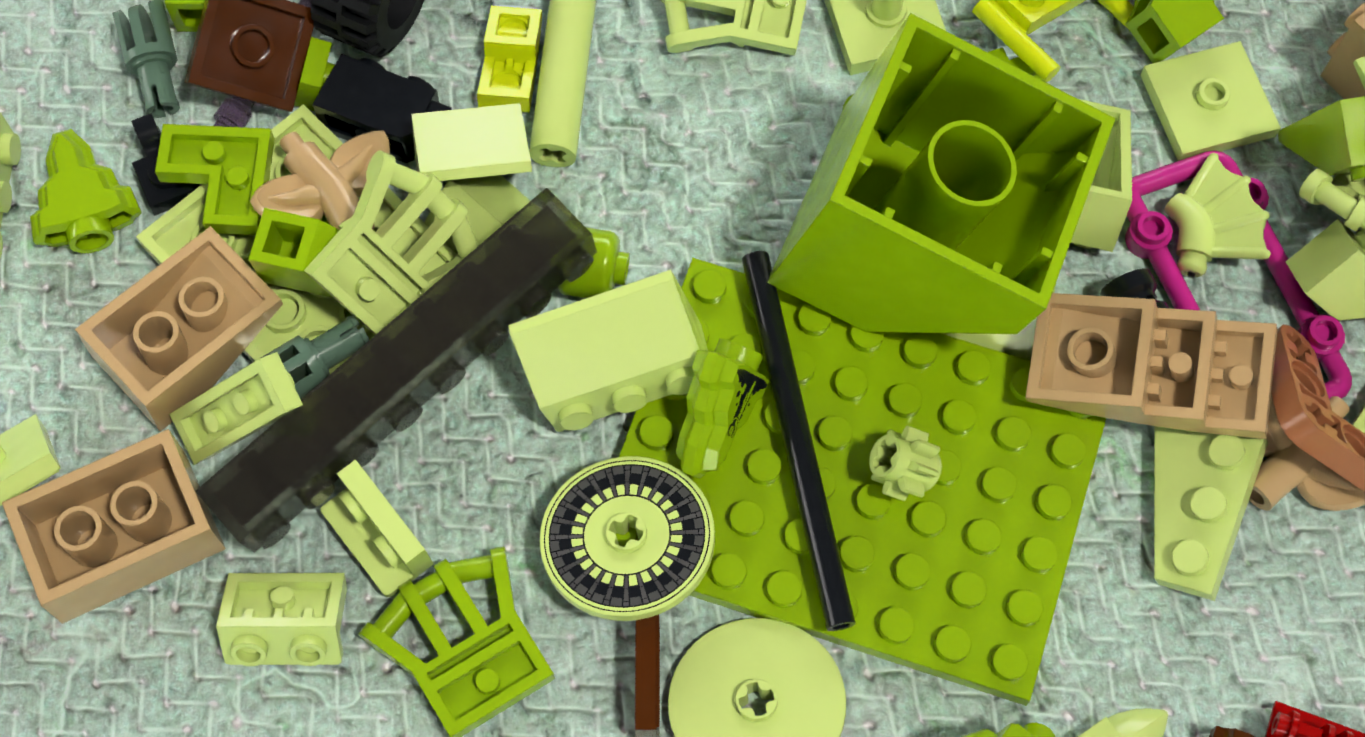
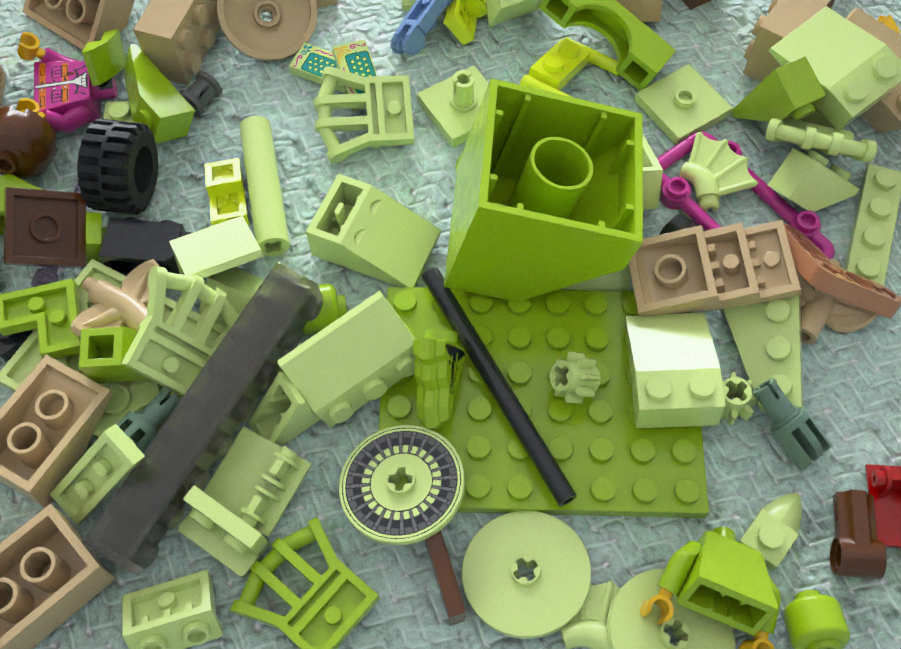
camera: 15 degrees left, 5 degrees down
(439, 475) = (257, 480): none -> yellowish green hinge
(495, 397) = (282, 412): none -> yellowish green slope
(693, 175) = (371, 233): none -> yellowish green slope
(1046, 491) = (674, 371): none -> yellowish green slope
(1120, 540) = (743, 398): none -> yellowish green gear
(1188, 617) = (792, 425): none -> sand green arm

